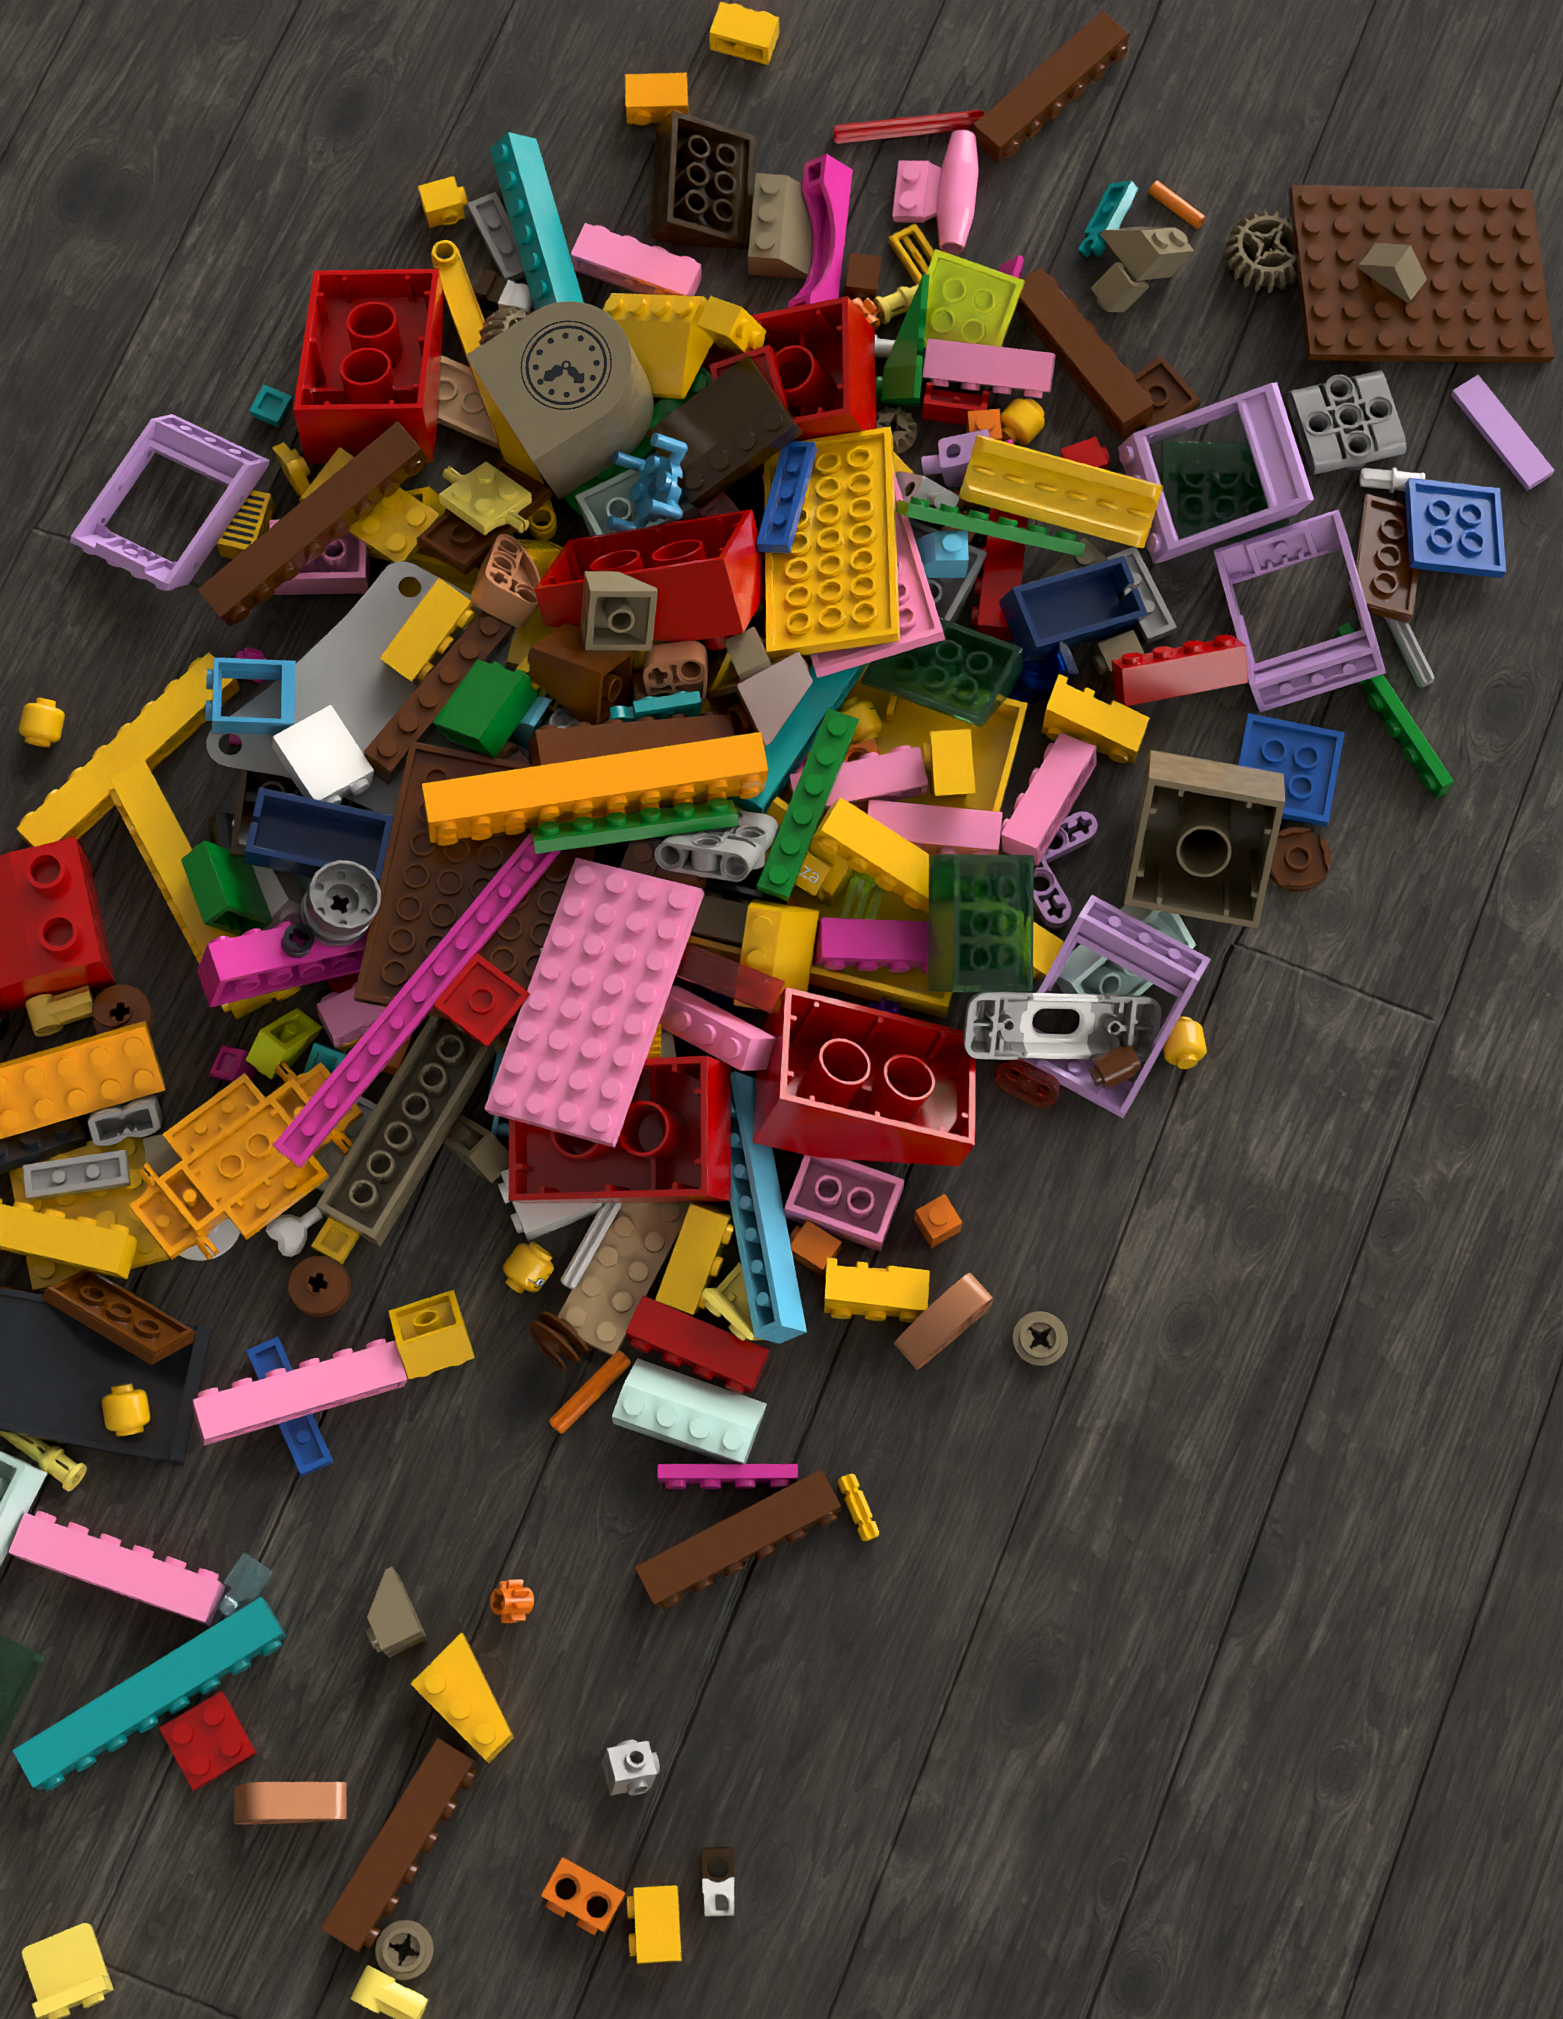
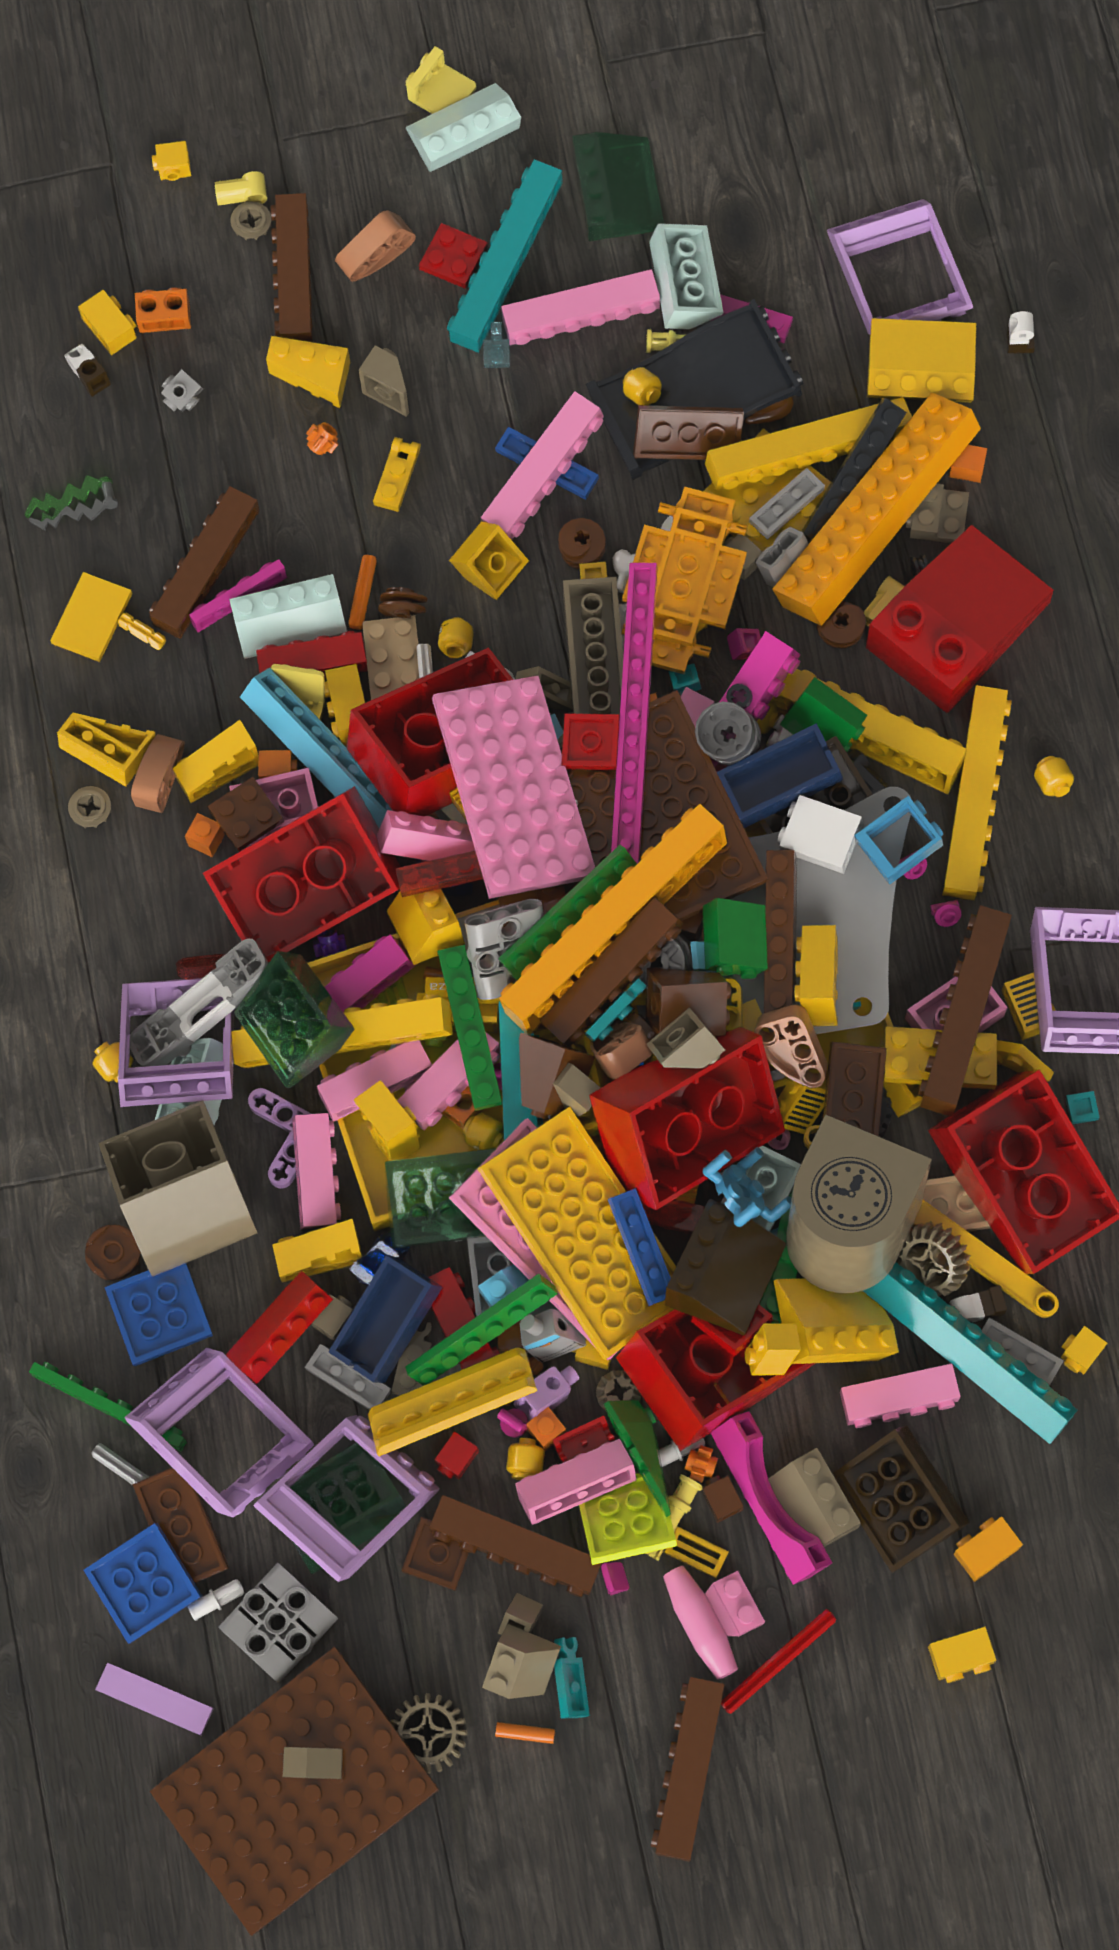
camera: 150 degrees right, 0 degrees up
(76, 1899) = (464, 126): none -> light aqua slope
(282, 1042) = (722, 670): neon yellow slope -> none
(459, 1507) = (396, 475): none -> yellow plate
(485, 498) = (861, 1105): light yellow plate -> none
(852, 1725) = (62, 505): none -> piece
(884, 1196) = (245, 814): none -> reddish brown plate
(903, 1563) = (91, 617): none -> yellow tile
(981, 1385) = (105, 746): none -> yellow wedge
(1114, 1067) = (146, 1004): reddish brown brick -> none

